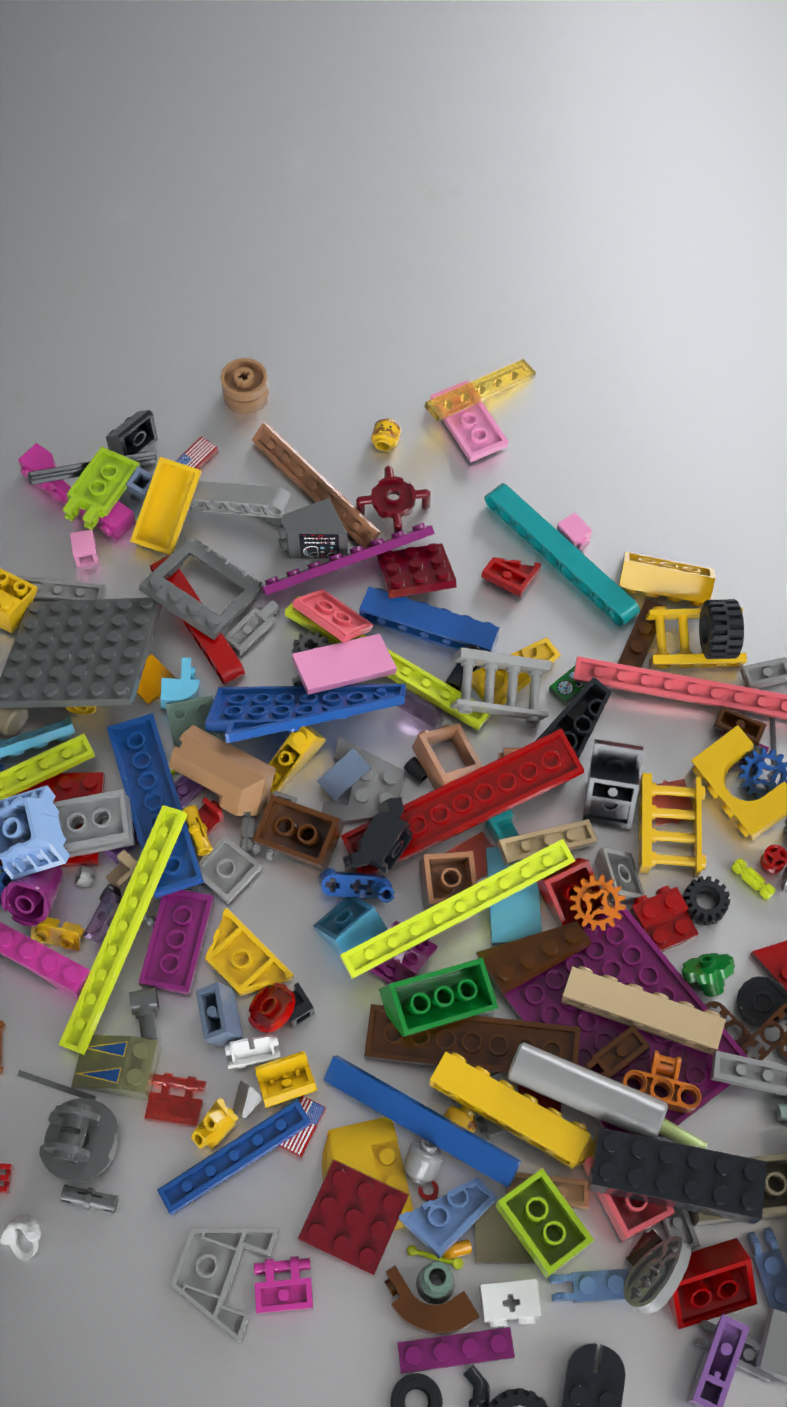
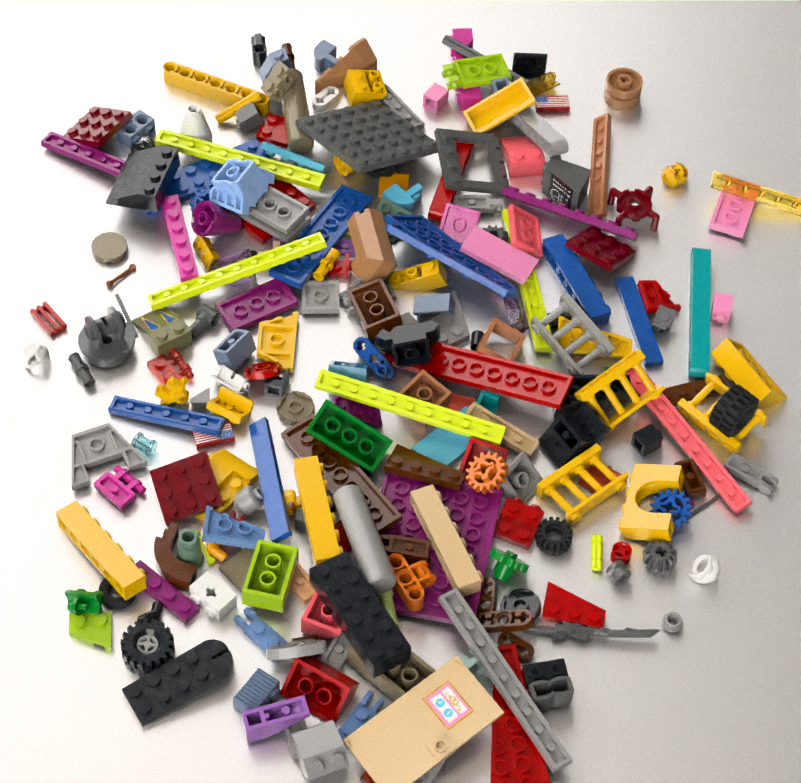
camera: 45 degrees right, 10 degrees down
(84, 877) = (249, 240): light grey hinge -> none
(169, 443) = (547, 84): none -> clear yellow hinge
(234, 536) = (522, 156): none -> coral slope
(251, 1212) = (144, 444): none -> clear light blue bush
(266, 663) = (459, 222): none -> plate
(341, 1012) = (294, 407): none -> dark tan tile
(355, 1379) = (101, 550): none -> yellow brick
(522, 611) = (639, 321): none -> blue tile
(543, 590) = (663, 319): none -> bracket
(591, 699) = (618, 371): none -> yellow fence
(666, 724) = (647, 440): none -> black brick
(668, 1357) = (257, 691): none -> sand blue brick

